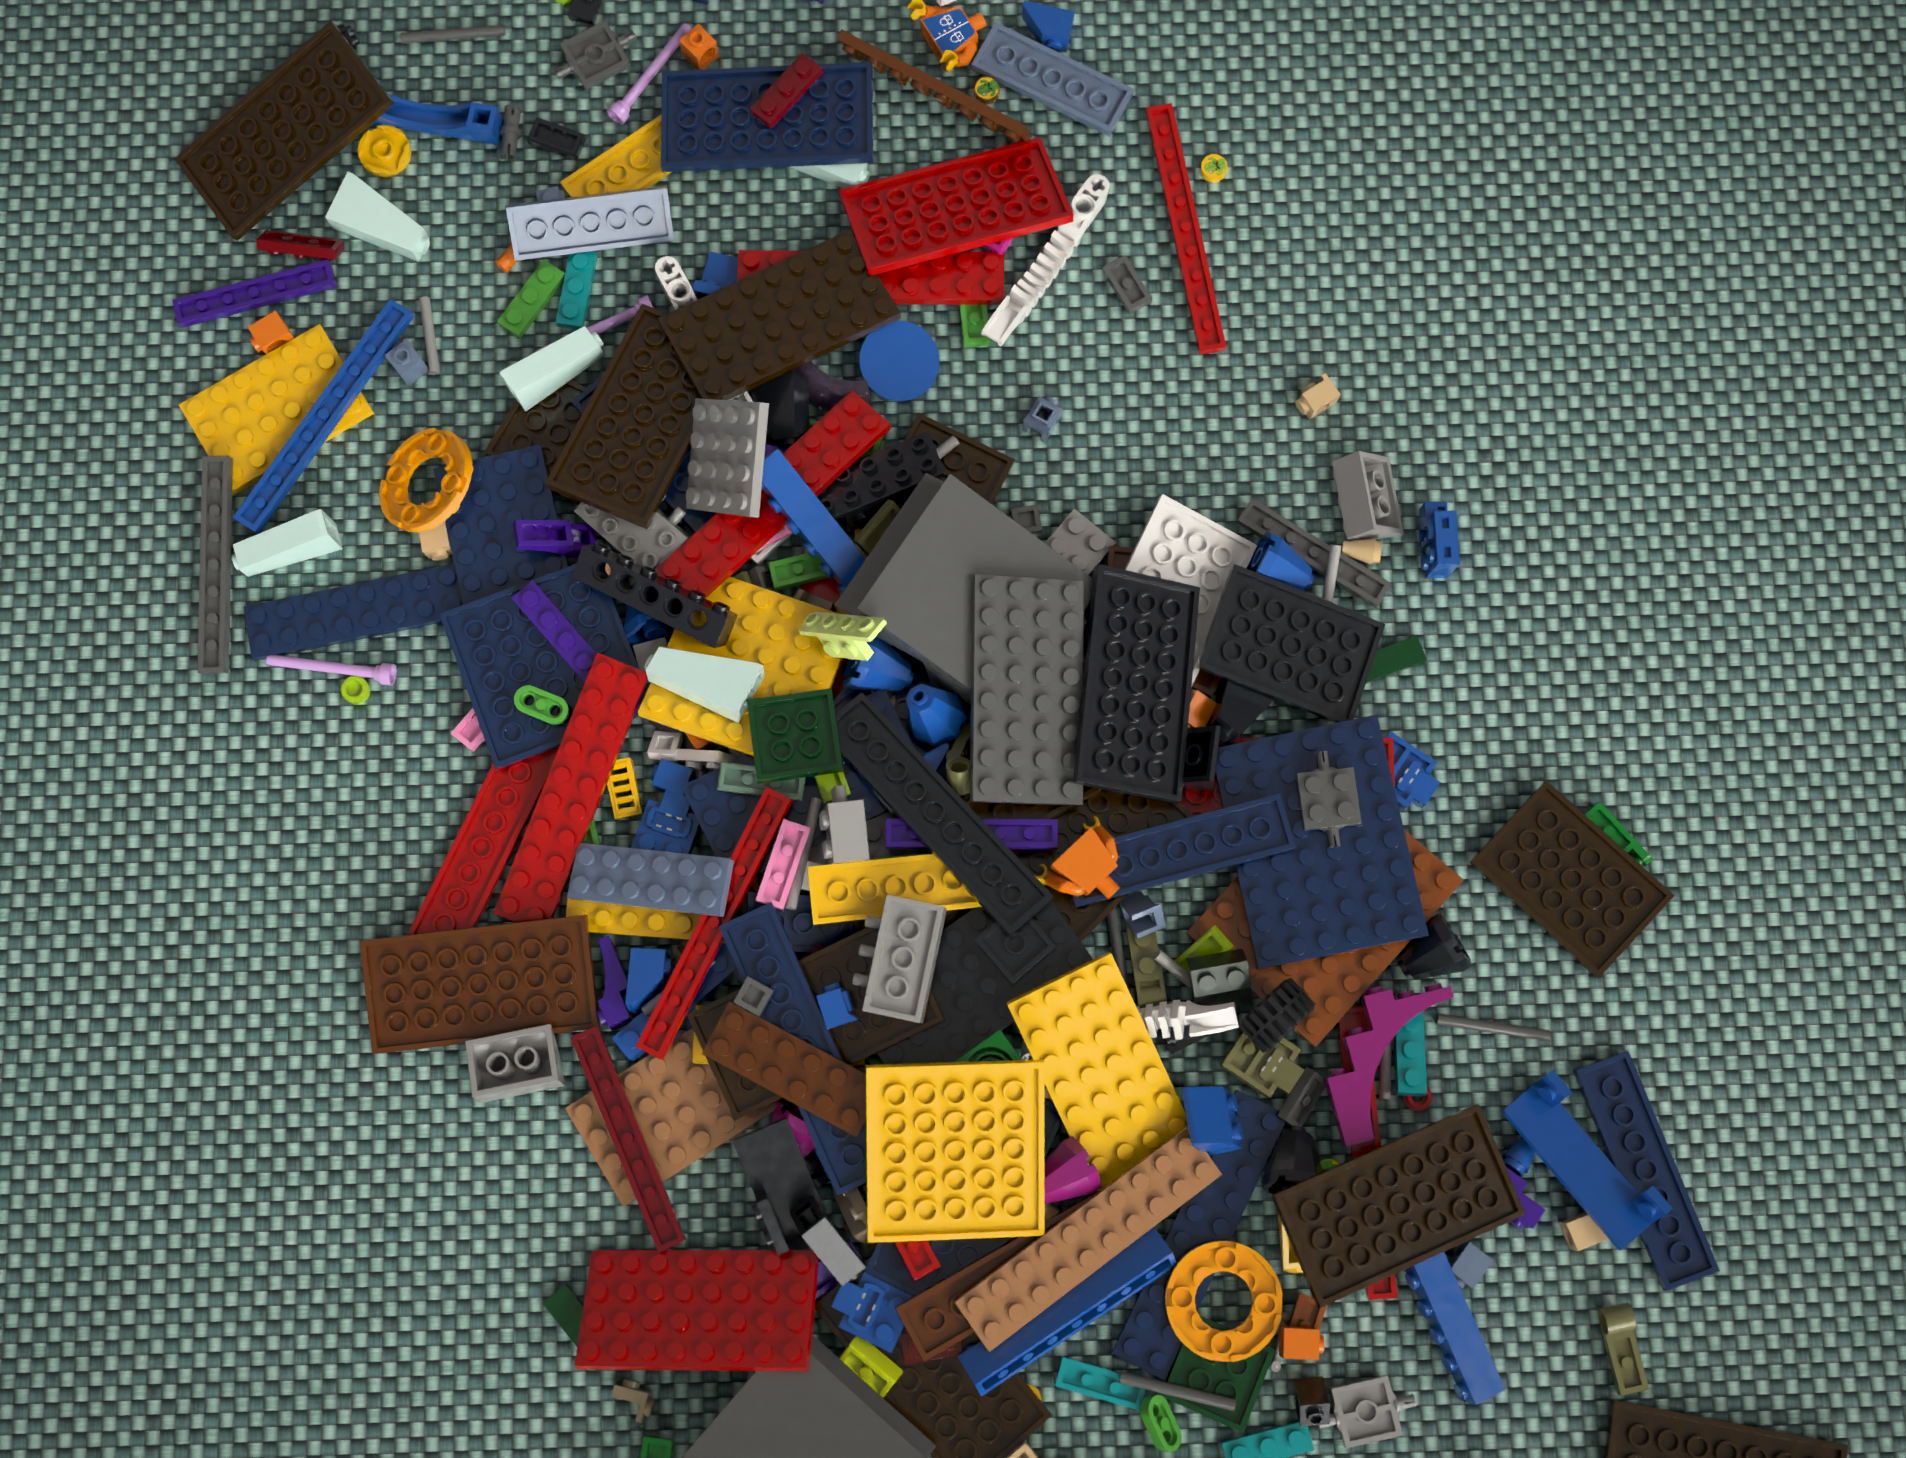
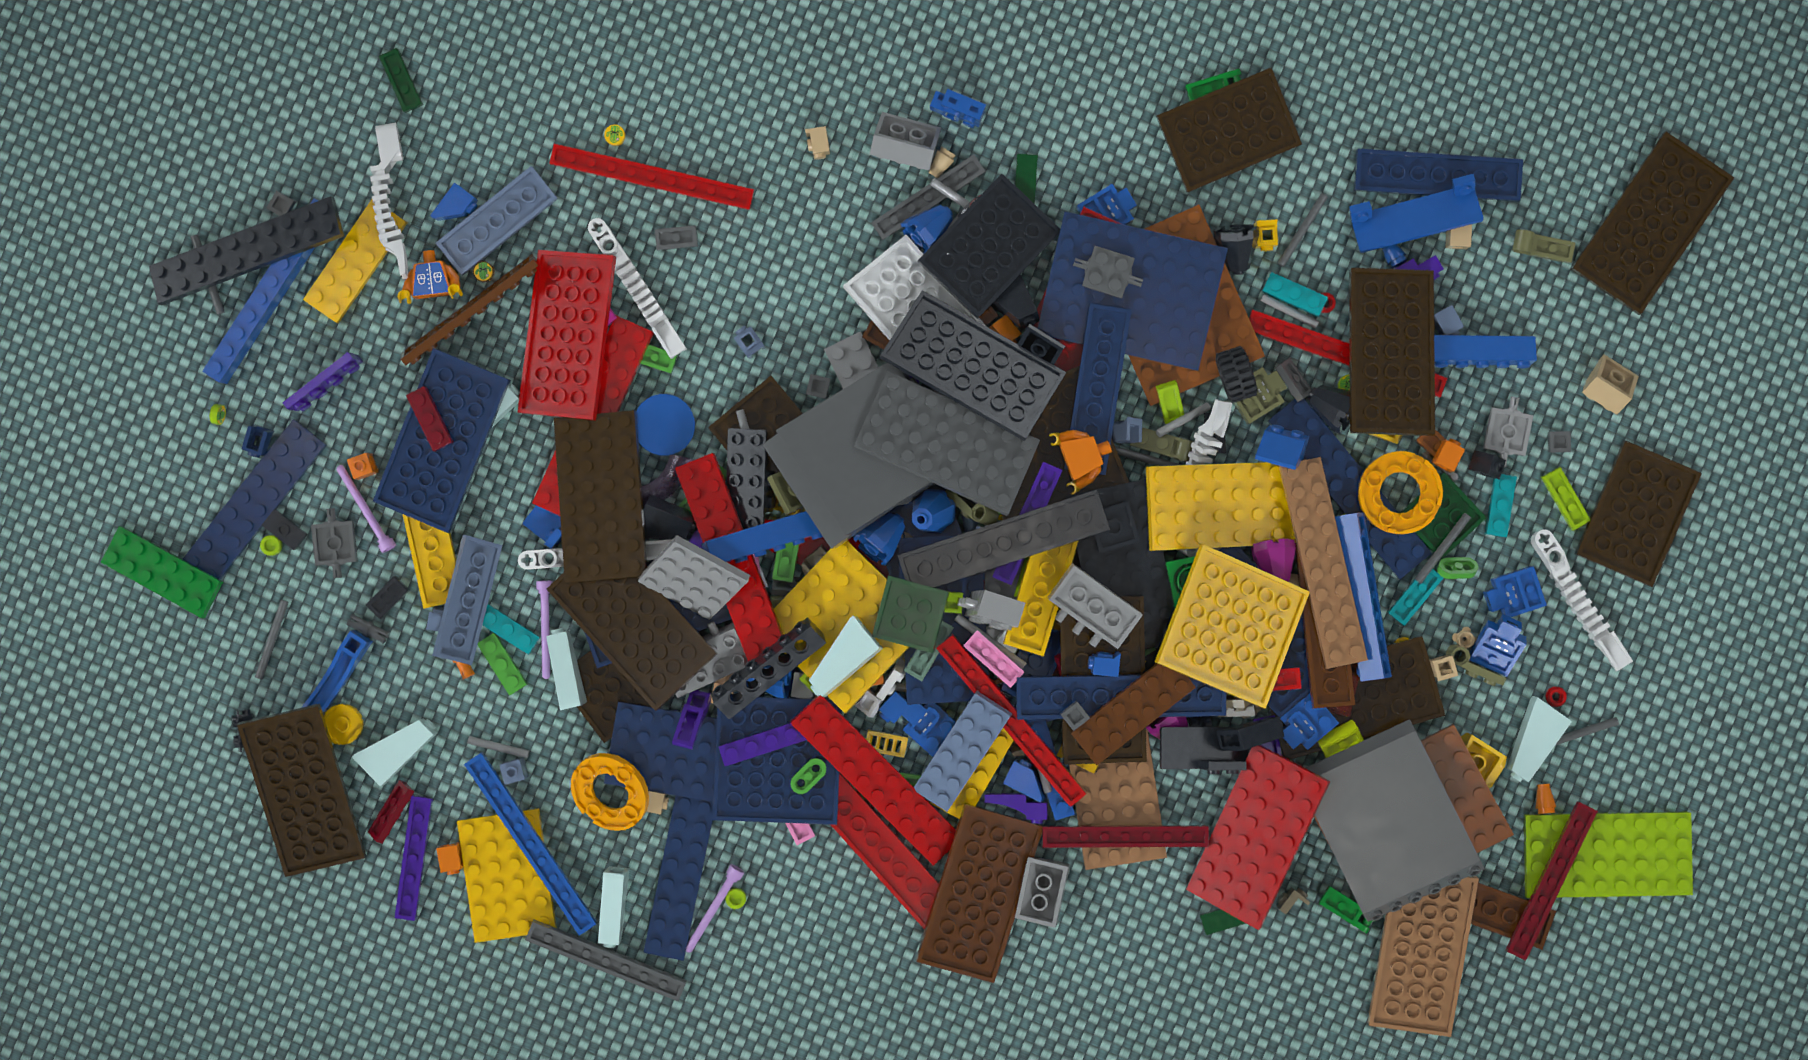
camera: 65 degrees left, 10 degrees up
(843, 634) = (854, 551): yellowish green bracket -> none
(936, 755) = (961, 524): blue slope -> none
(1220, 978) = (1193, 399): pearl dark grey slope -> none
(1351, 1091) = (1280, 324): magenta arch -> none
(1478, 976) = (1267, 245): none -> yellow window

